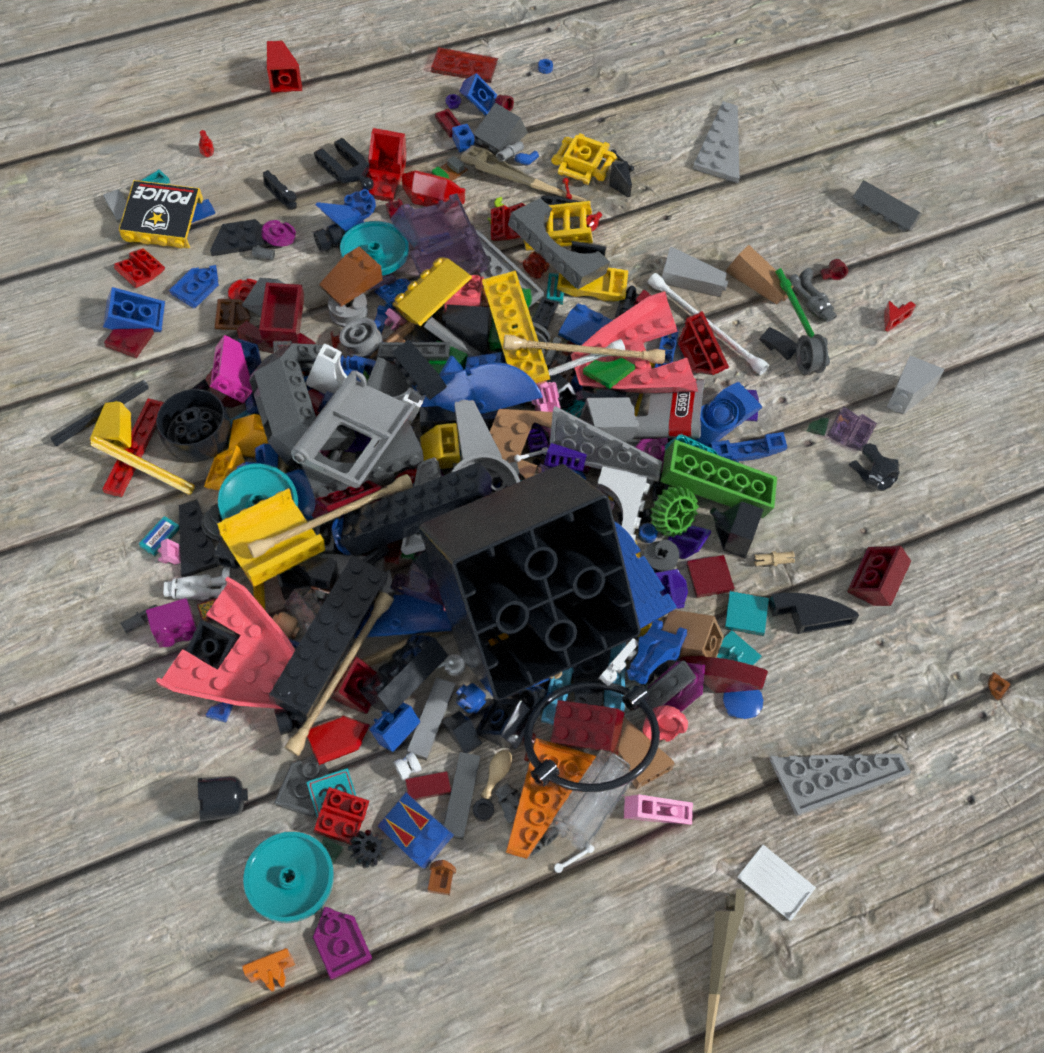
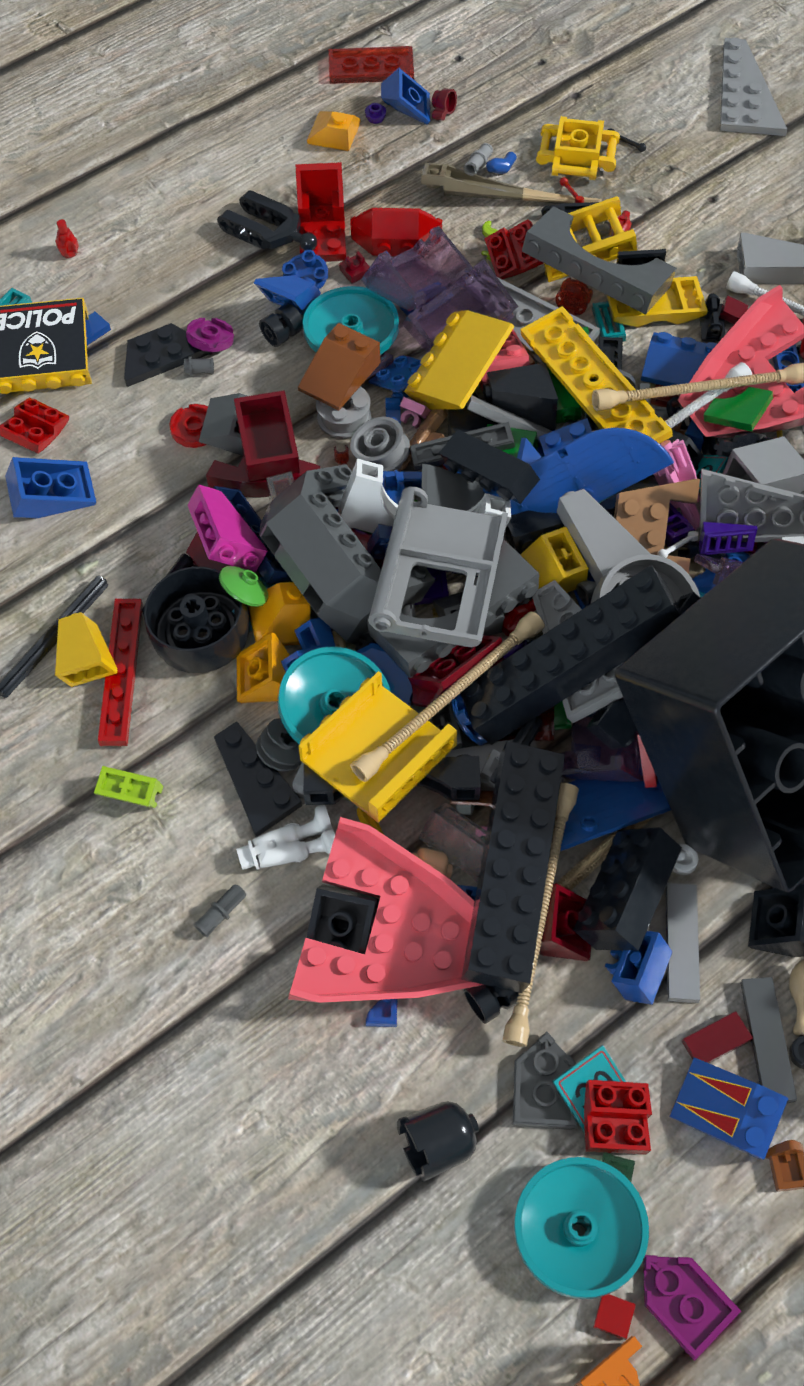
camera: 10 degrees left, 0 degrees up
(110, 524) = (128, 787): none -> lime hinge
(129, 340) = (56, 527): dark red wing -> none
(142, 465) = (143, 692): yellow axle -> none
(162, 530) = (201, 786): tile -> none
(169, 552) = (228, 804): bright pink tile -> none
(172, 622) = (274, 904): magenta brick -> none
(196, 285) = (121, 431): blue tile -> none
(204, 607) = (309, 873): tile -> none
(228, 410) = (243, 586): none -> bright green dish
(230, 314) = (187, 457): reddish brown slope -> none
(279, 190) = (189, 278): black hinge -> none
(282, 68) = (135, 117): red slope -> none
(291, 580) = (417, 806): black slope -> none
(291, 938) = (614, 1316): none -> red tile
(336, 738) = (565, 1006): red tile -> none
(358, 846) = (673, 1154): black gear -> none
(403, 768) = (679, 1018): white wheel -> none
(420, 107) = (334, 130): none -> light orange slope
(447, 121) = (381, 142): dark red tile -> none
(451, 169) = (408, 197): piece -> none
(462, 137) = (409, 155): blue brick -> none
(462, 732) = (732, 948): black slope -> none
(470, 698) = (727, 899): blue head -> none
(499, 129) = (455, 133): dark grey slope -> none
(545, 66) = (477, 43): blue tile -> none
(620, 178) = (638, 162): black slope -> none

